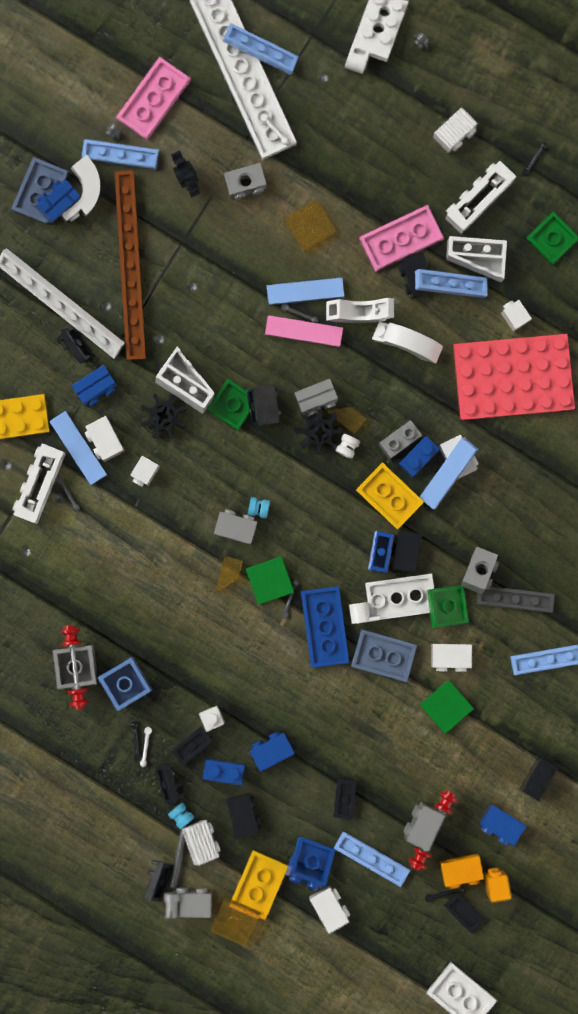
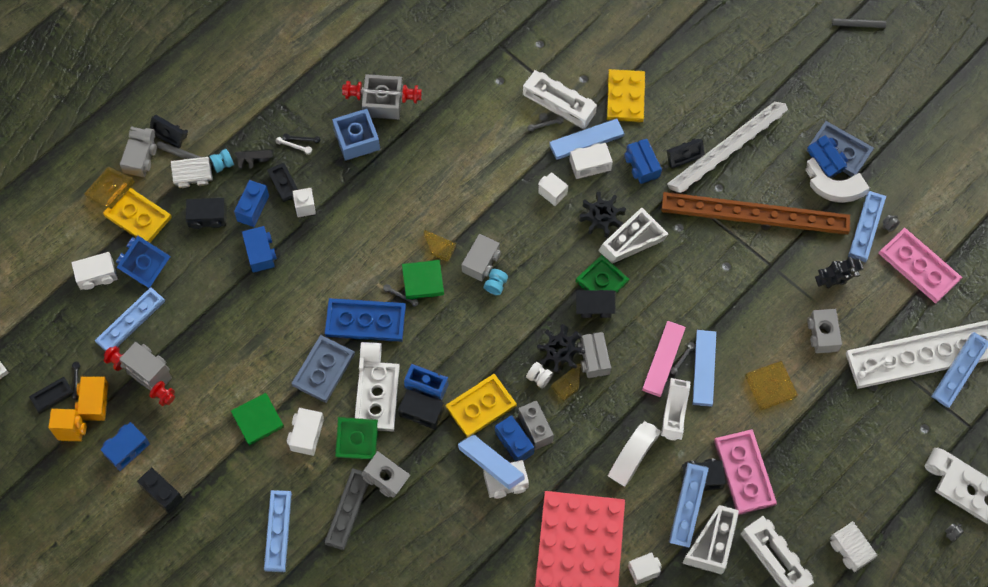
camera: 100 degrees right, 20 degrees down
(344, 798) = (195, 305): black plate -> none

